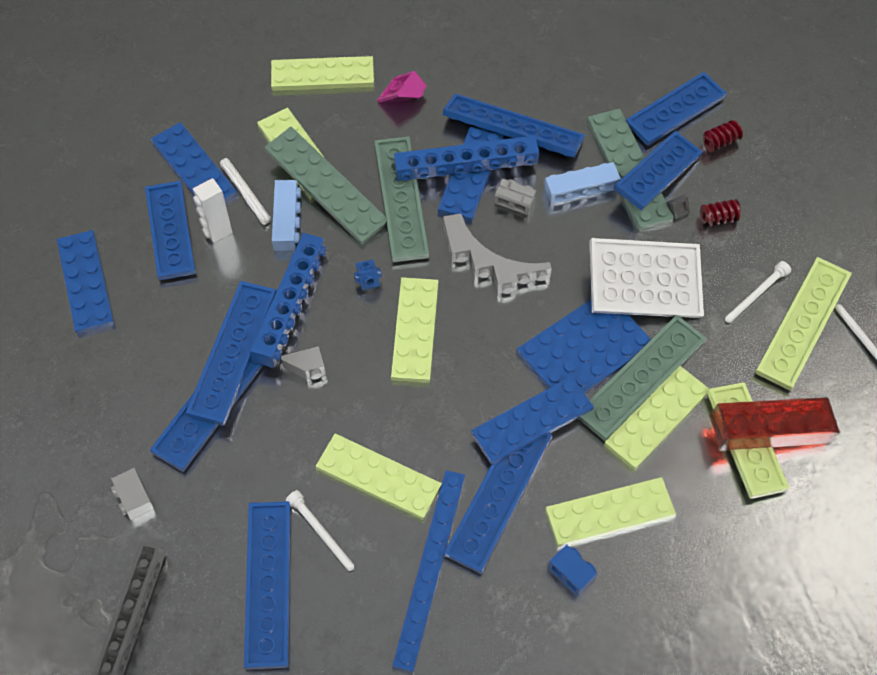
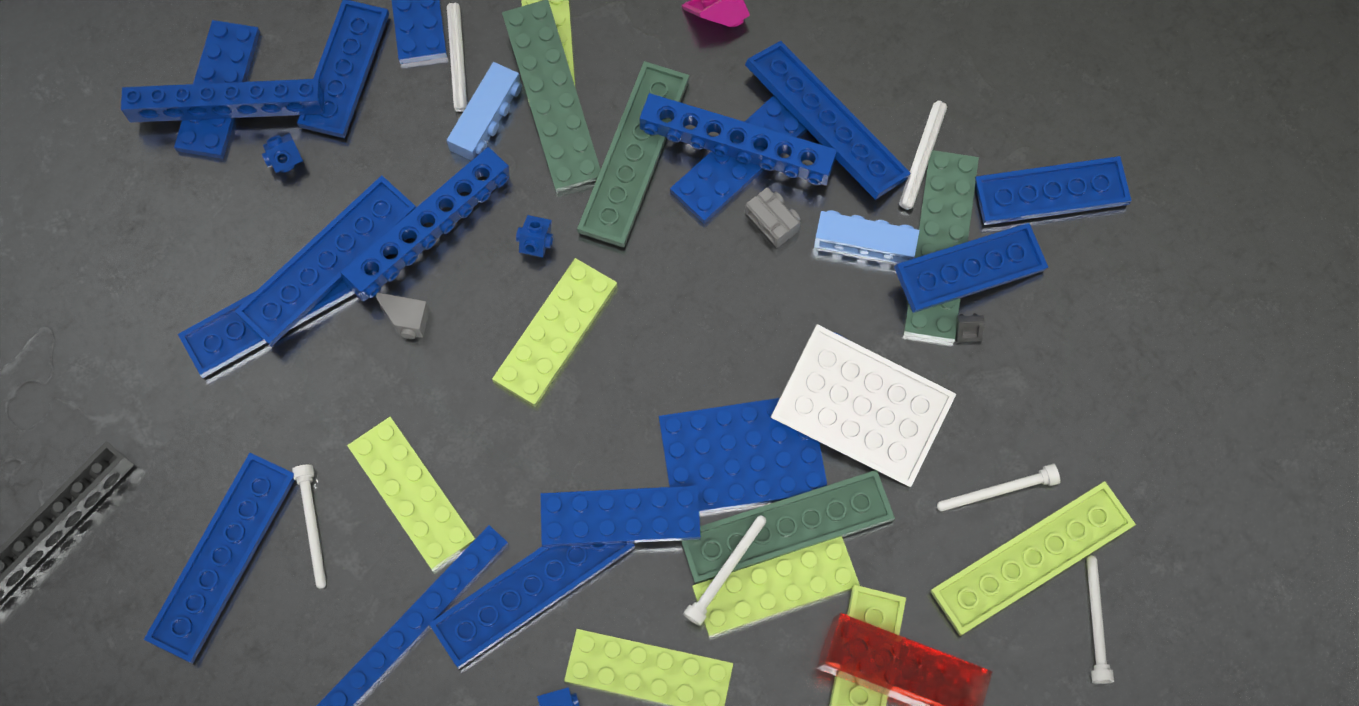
camera: 30 degrees right, 10 degrees up
(96, 282) = (222, 100): none -> blue brick
(132, 494) = (132, 377): light grey brick -> none
(158, 299) = (281, 153): none -> blue brick
(212, 210) = (390, 72): white brick -> none
(485, 263) = (683, 288): light grey arch -> none
(585, 122) = (923, 154): none -> white axle
(620, 454) = (697, 611): none -> white piece
(720, 210) = (1018, 362): dark red piece -> none
(722, 135) = (1087, 256): dark red piece -> none

